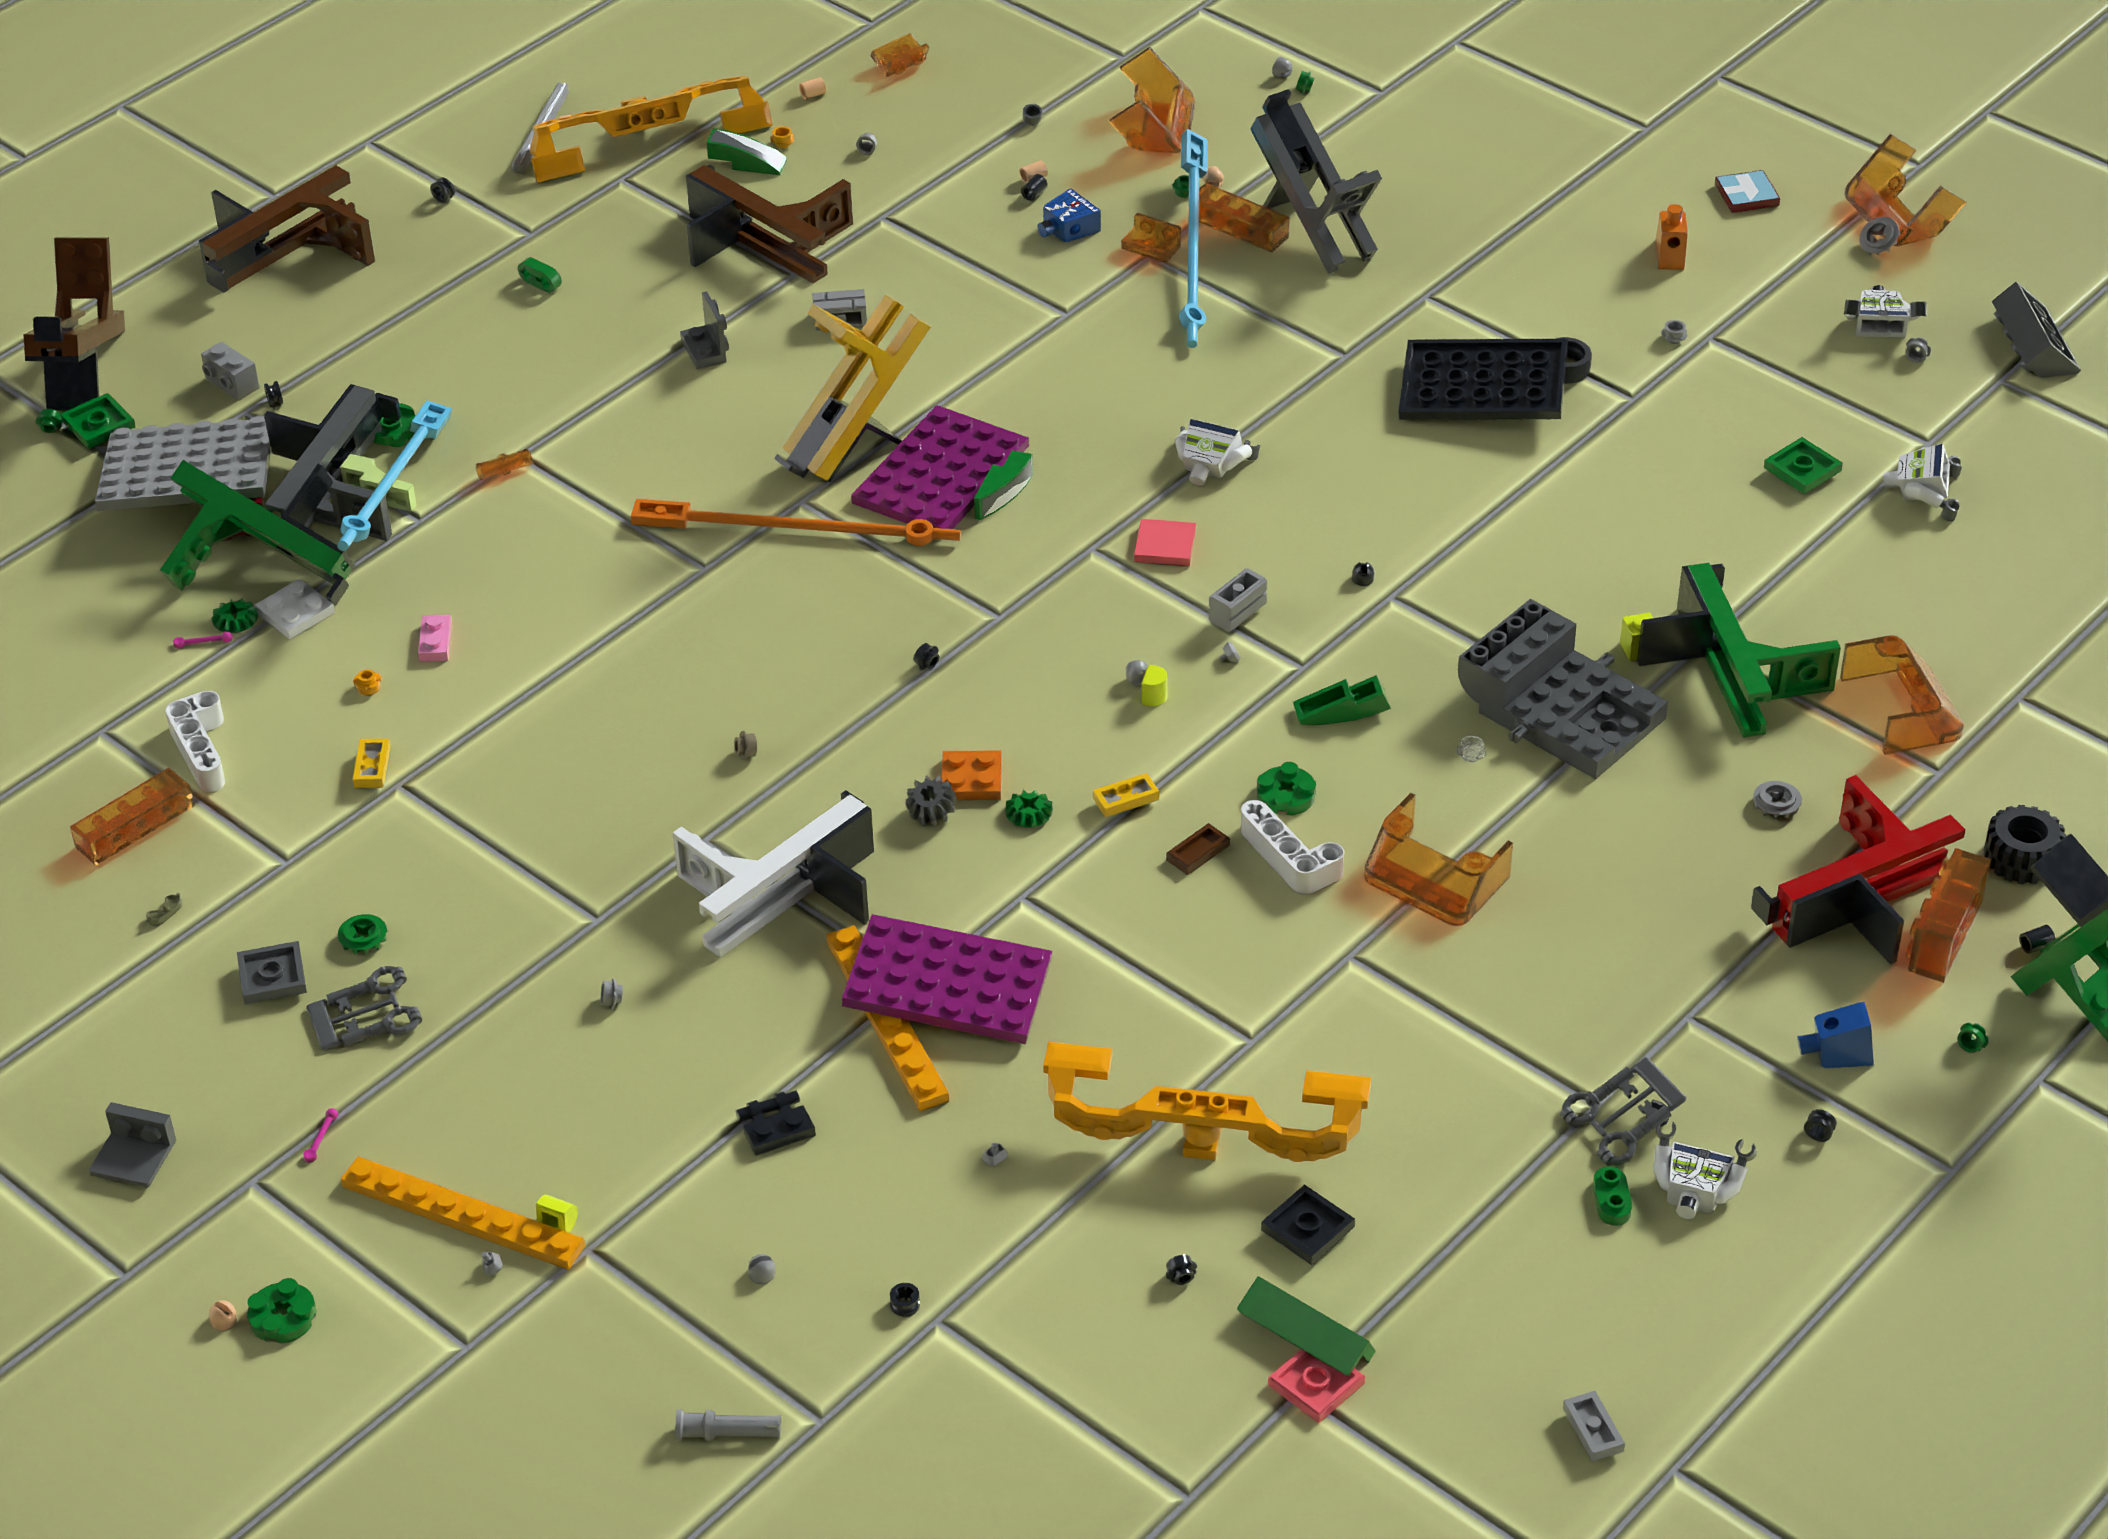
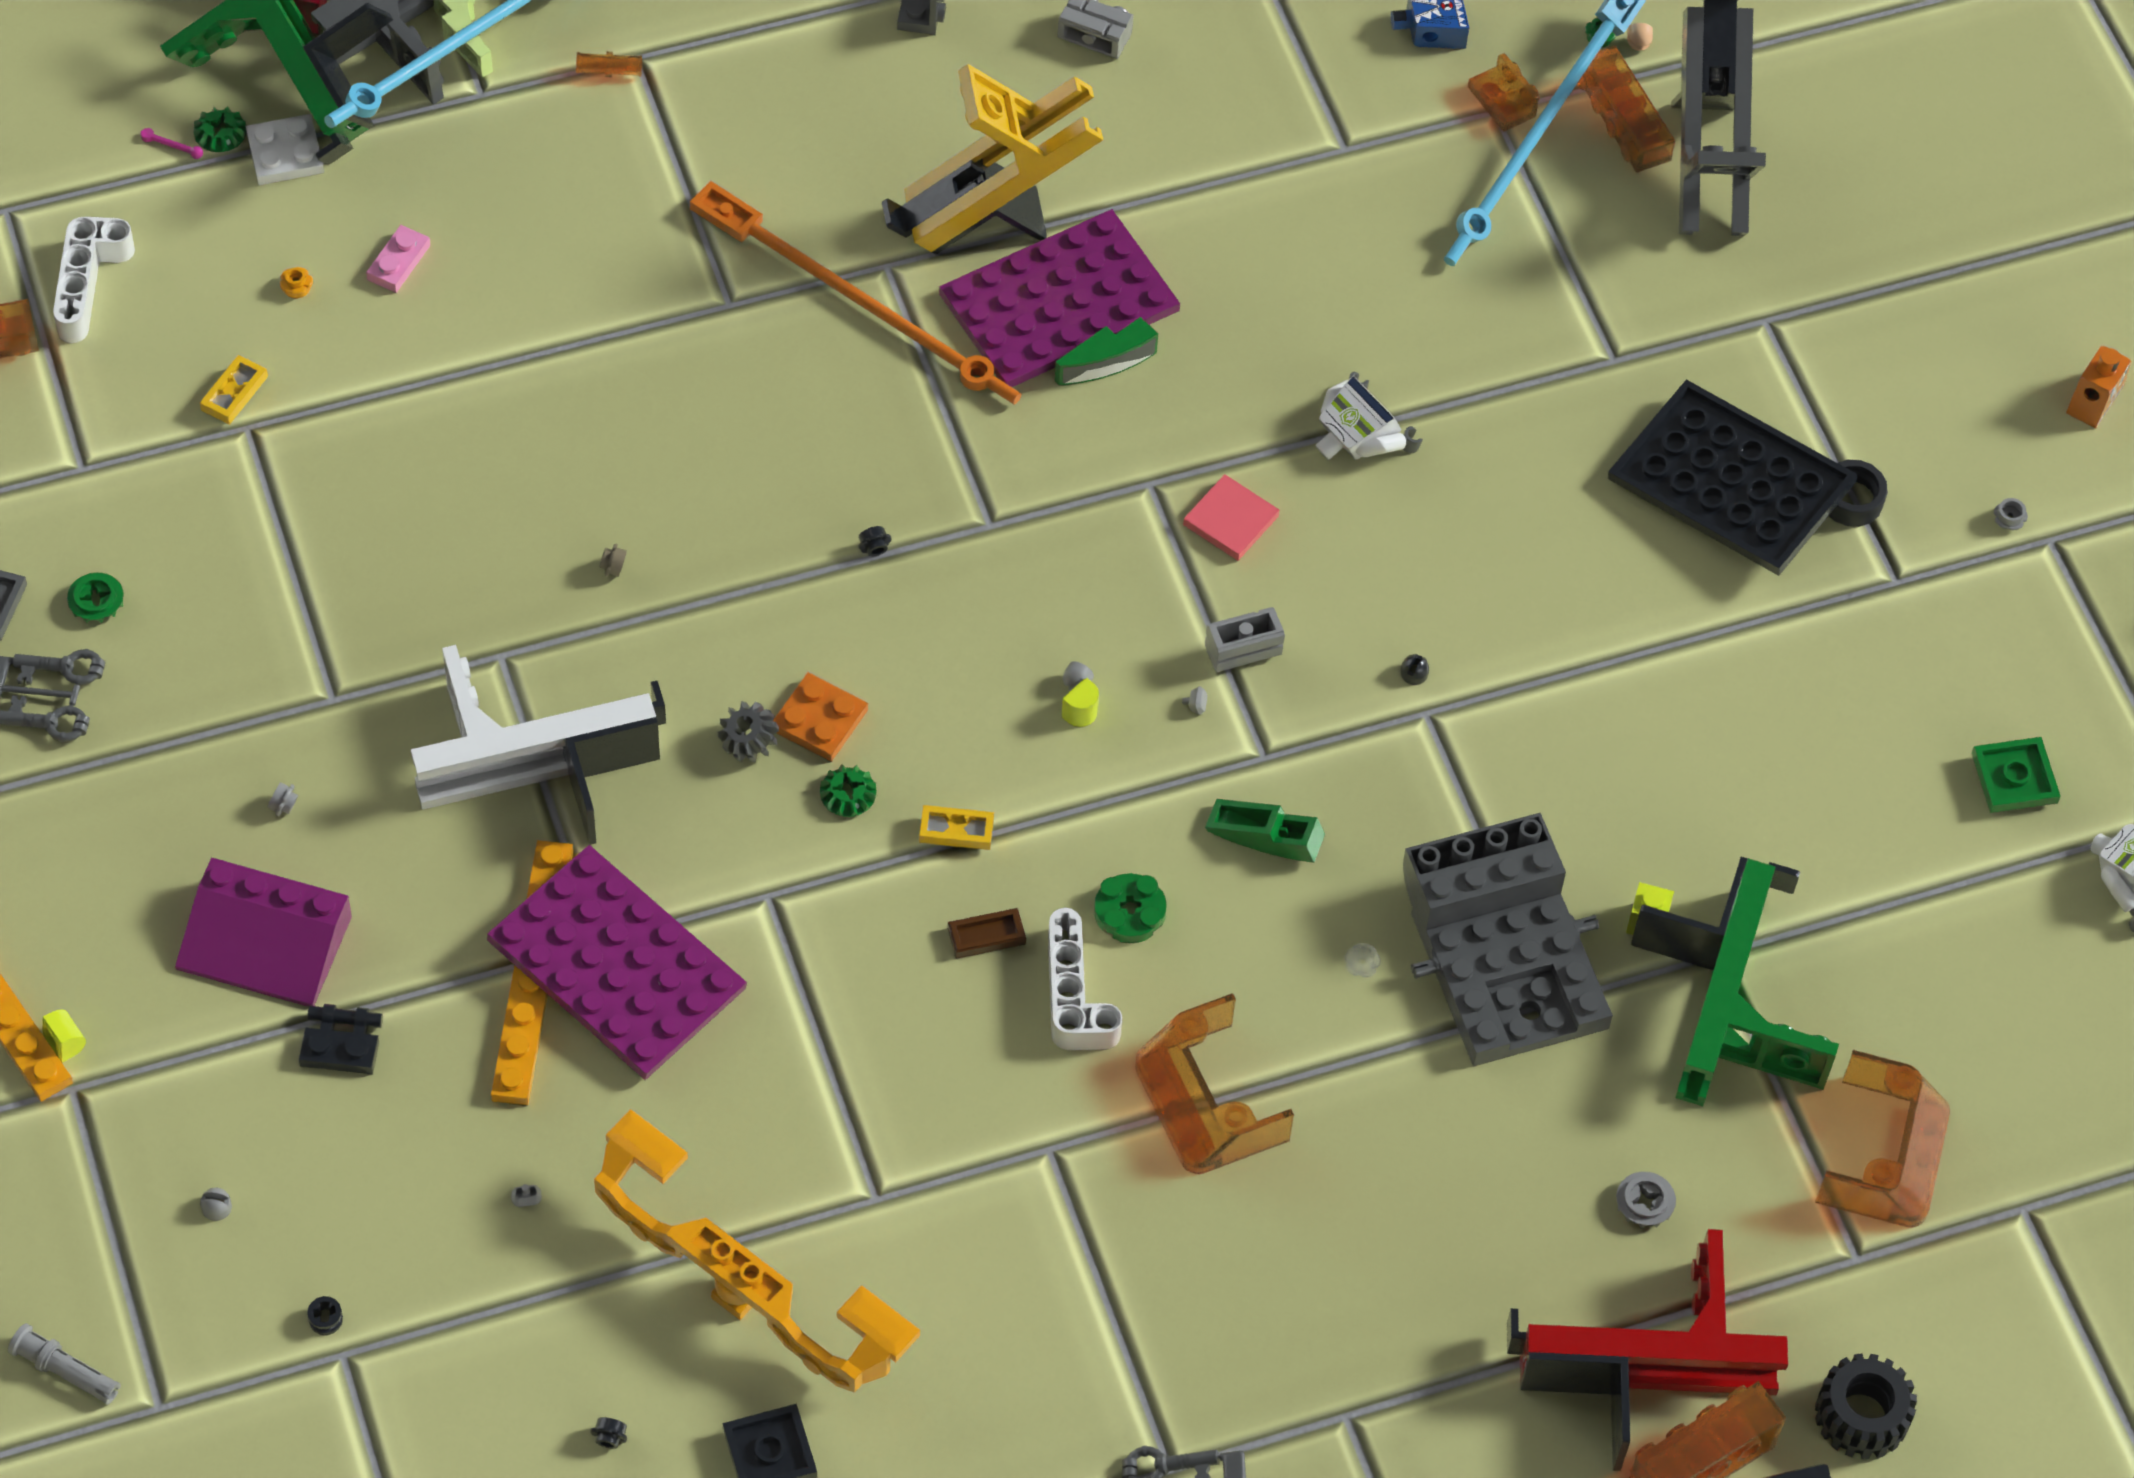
camera: 25 degrees right, 15 degrees up
(663, 1079) = (263, 932): none -> magenta slope

